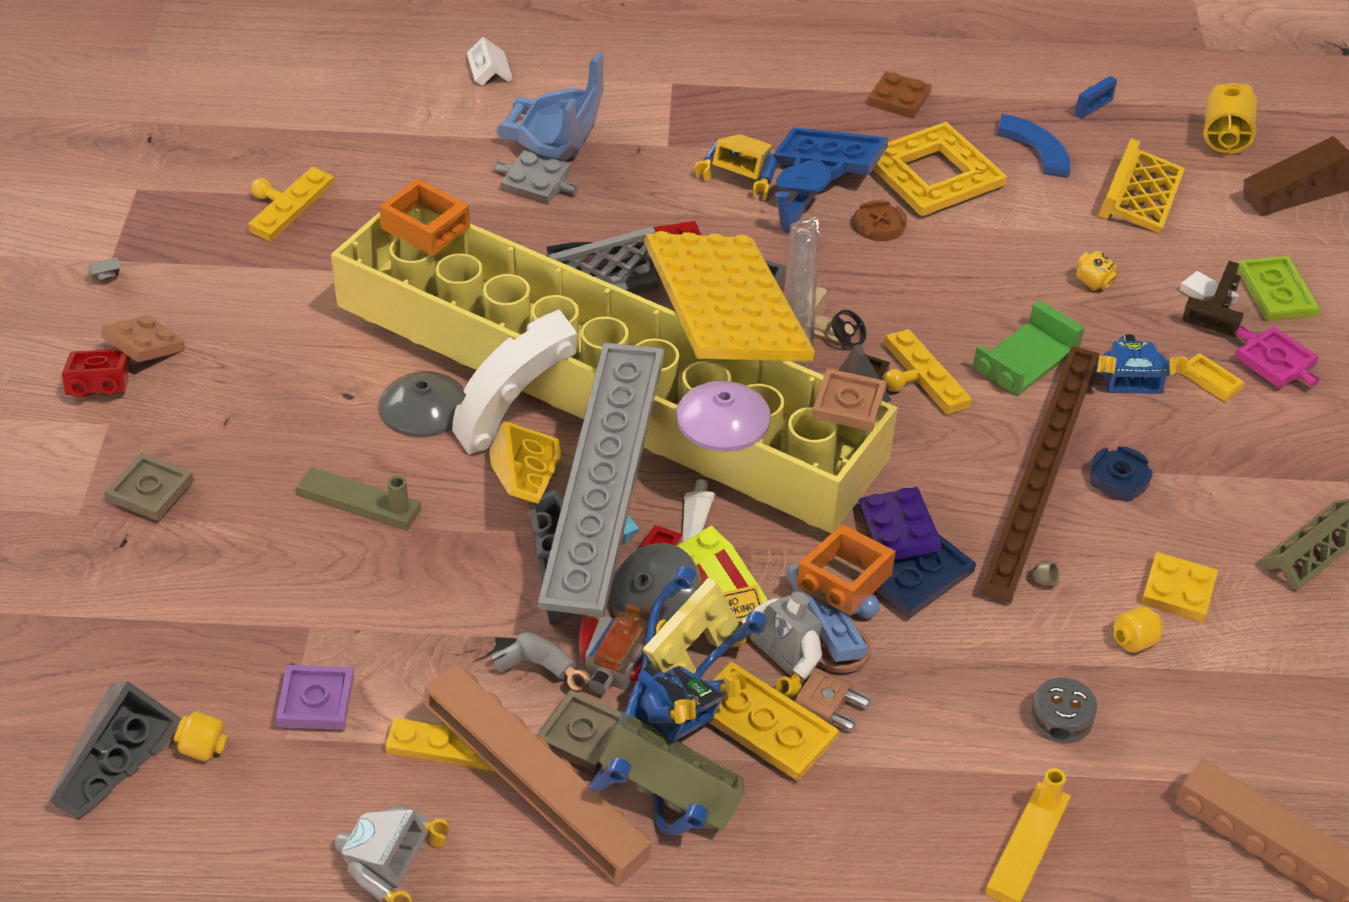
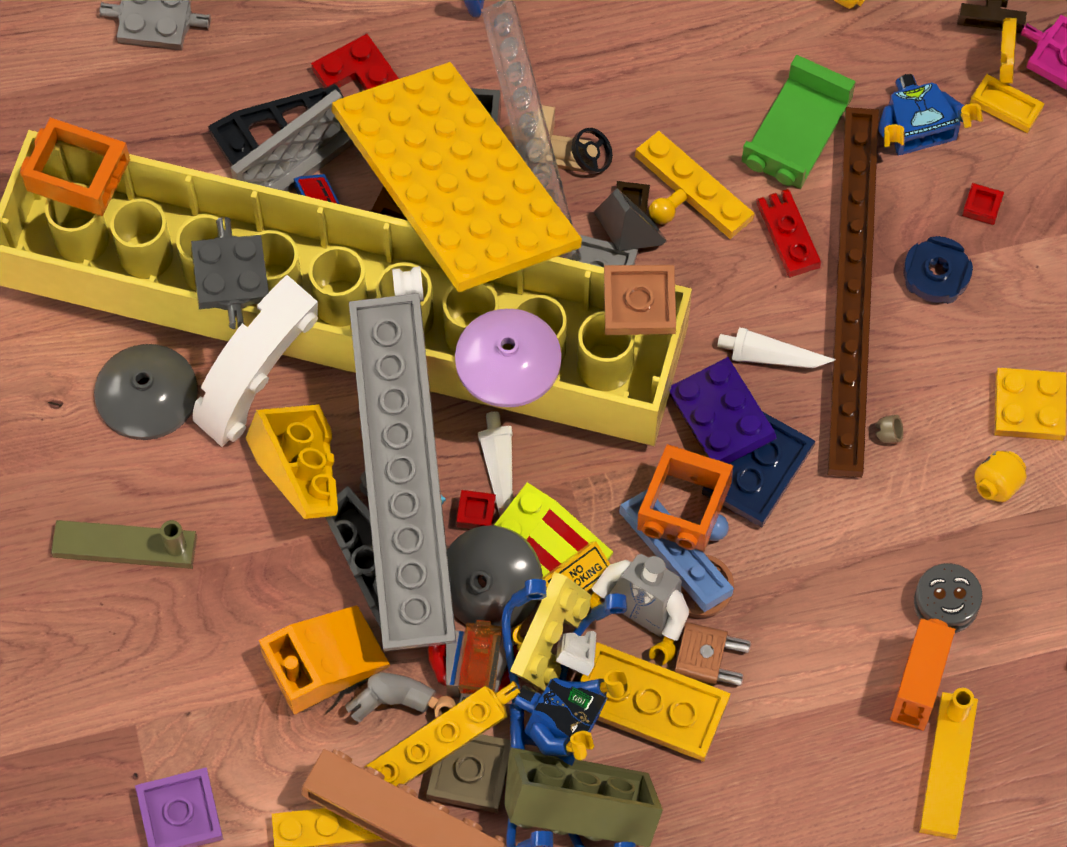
camera: 15 degrees left, 20 degrees up
(485, 611) = (322, 656): none -> light orange slope
(514, 306) = (229, 272): none -> dark grey plate
(571, 689) = (444, 735): none -> yellow plate
(659, 341) = (408, 282): none -> white wheel
(709, 659) = (577, 651): none -> white tile
(948, 491) = (762, 349): none -> white bar
(998, 422) = (789, 234): none -> red hinge
(1022, 756) = (923, 673): none -> orange window
(1173, 439) = (983, 203): none -> red tile
(1222, 335) = (1008, 50): none -> yellow tile

